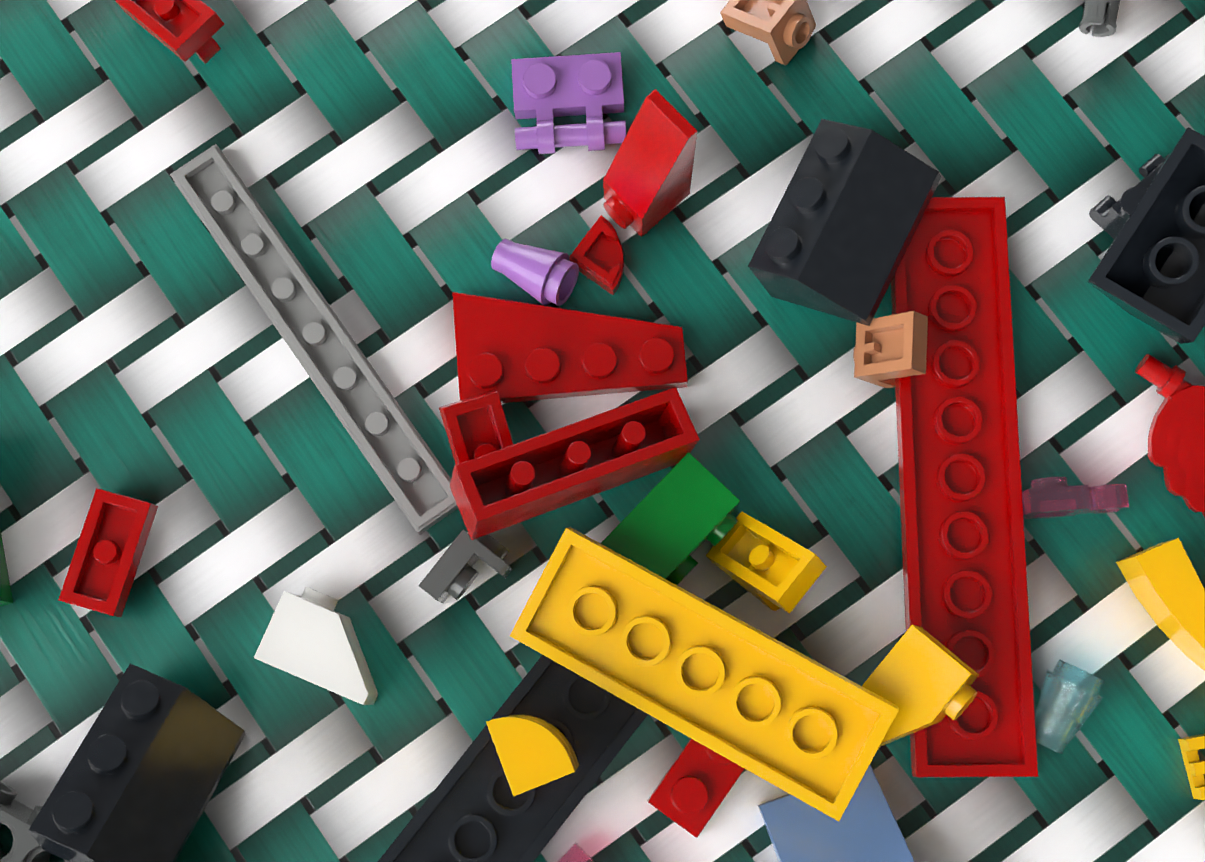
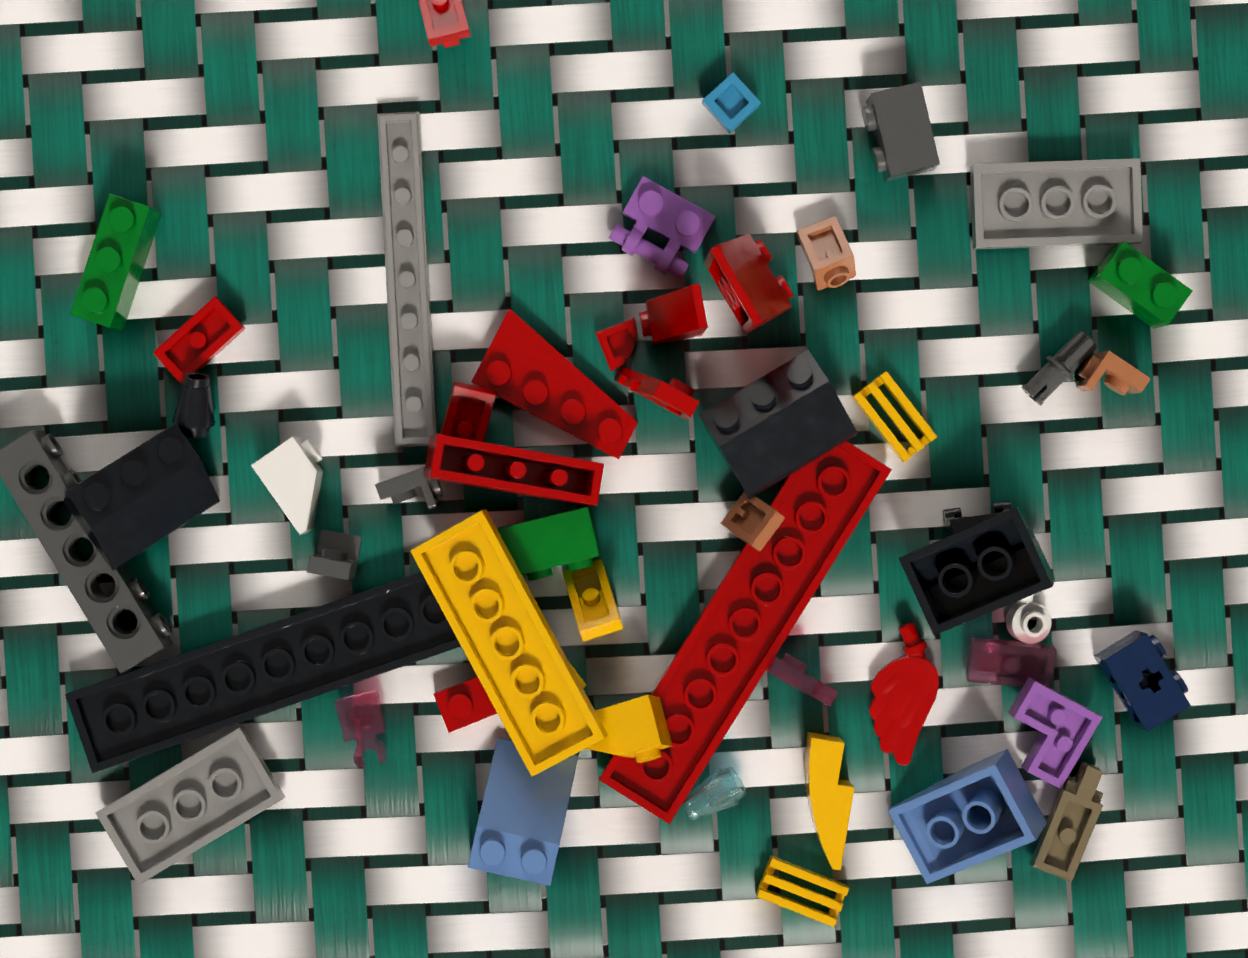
camera: 30 degrees right, 10 degrees up
(146, 632) = (194, 406): none -> black cone
(423, 704) = (336, 555): none -> dark grey bracket
(531, 751) = (381, 626): yellow brick -> none
(538, 271) = (570, 328): medium lavender cone -> none
(692, 263) = (673, 396): none -> red wing
(710, 94) = (747, 281): none -> red slope
(972, 126) = (906, 405): none -> yellow tile

